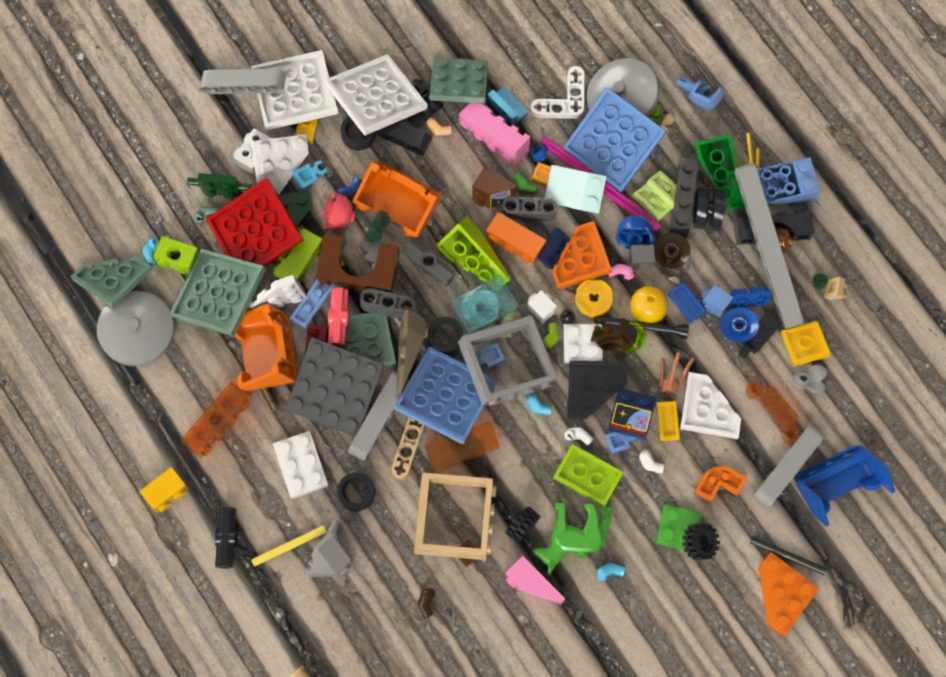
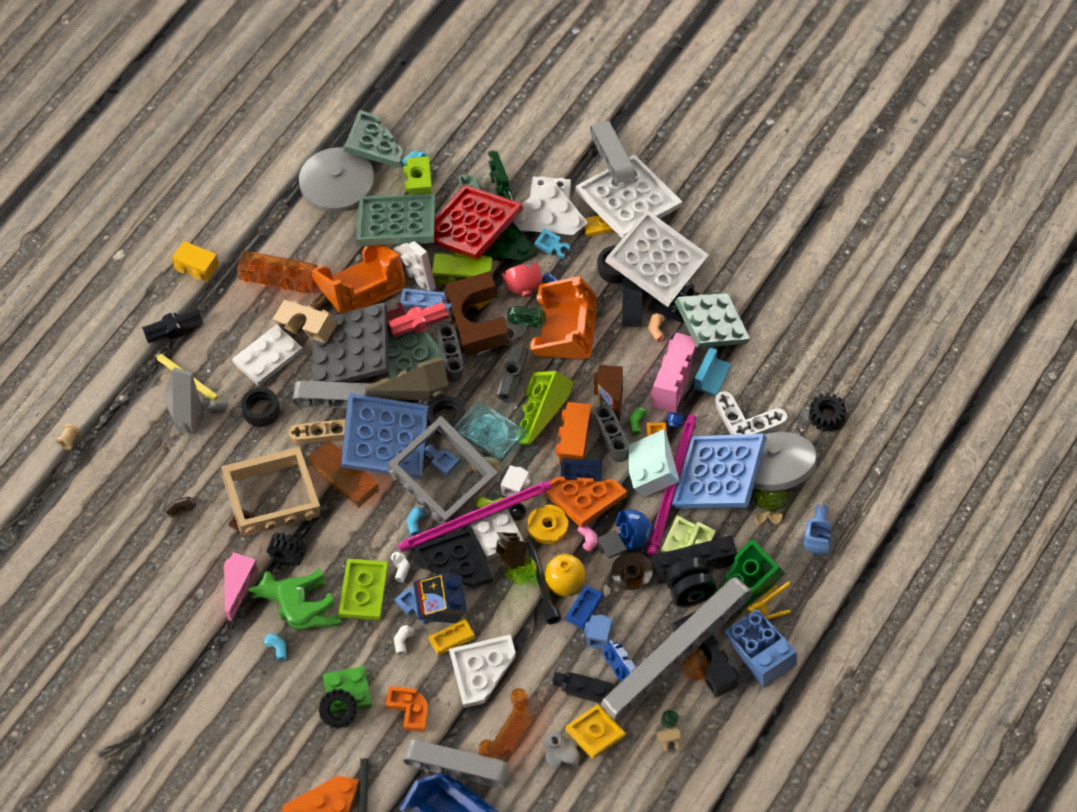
camera: 70 degrees right, 15 degrees down
(274, 424) = (317, 324): none -> tan arch
(562, 351) = (474, 516): none -> dark pink piece
(586, 44) = (827, 402): none -> black tyre
(670, 384) = (490, 624): nougat plant -> none
(739, 317) = (581, 655): blue dish -> none

